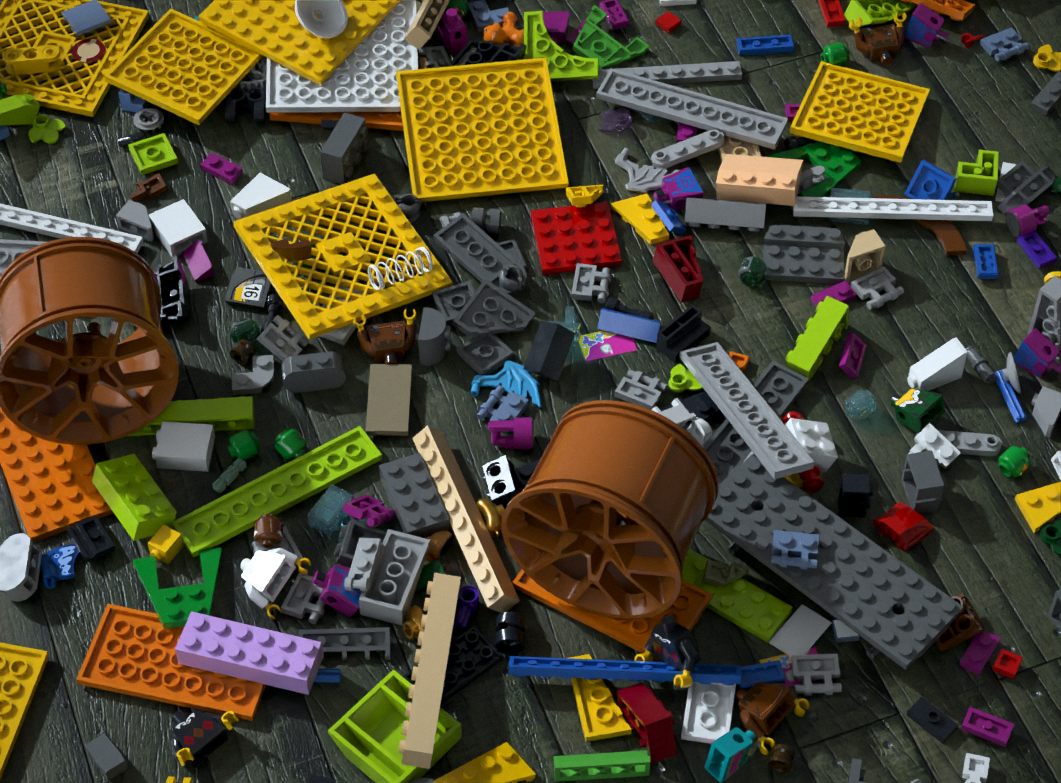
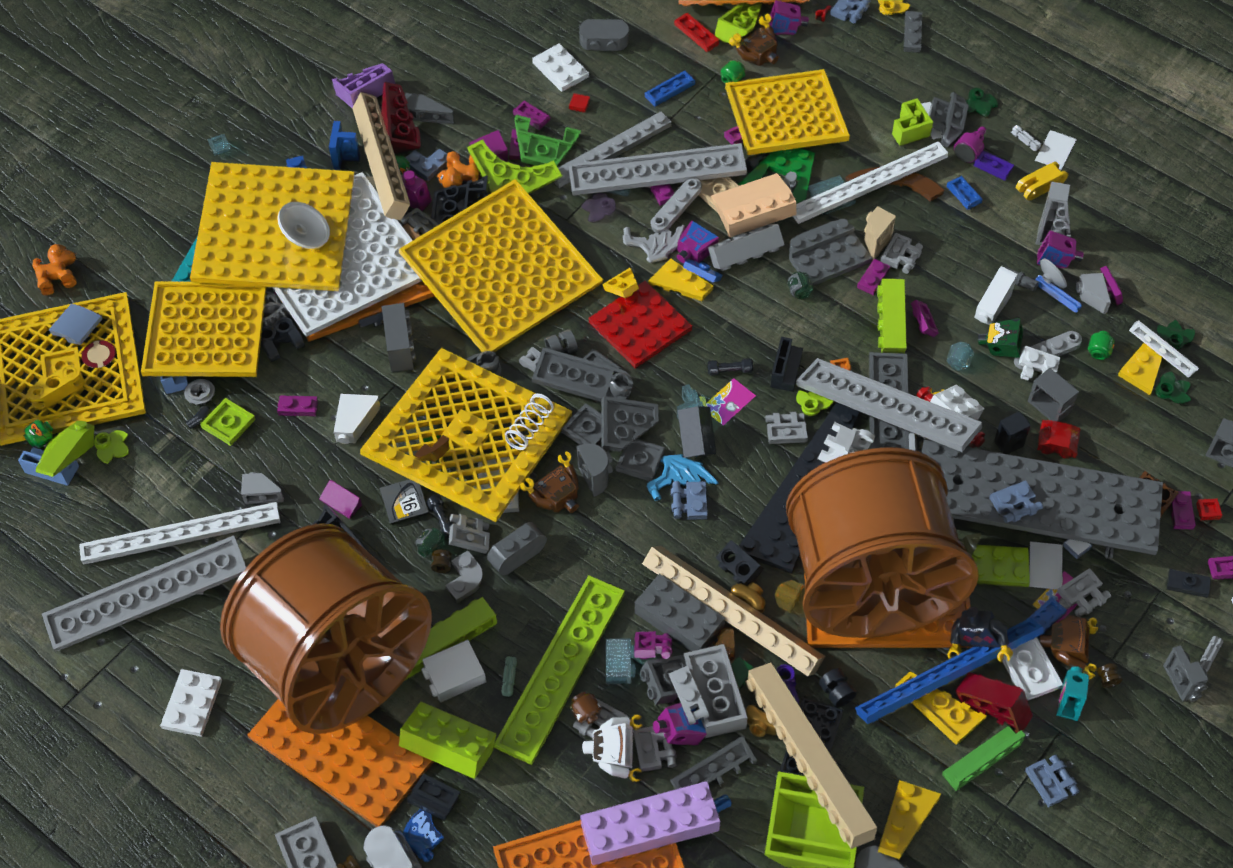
camera: 30 degrees left, 5 degrees up
(149, 188) = (247, 454): reddish brown slope -> none
(165, 544) = (502, 767): yellow brick -> none
(176, 603) = (556, 813): green wing -> none
(177, 227) = (302, 478): white brick -> none
(243, 445) = (504, 643): green head -> none
(290, 444) = (542, 621): green head -> none
(389, 399) = (594, 540): dark tan tile -> none
(523, 433) = (724, 514): magenta piece -> none
(584, 282) = (676, 358): light grey plate -> none
(629, 325) = (739, 378): tile -> none
(679, 267) = (746, 310): dark red wedge -> none
(931, 183) = (883, 148): blue bracket -> none

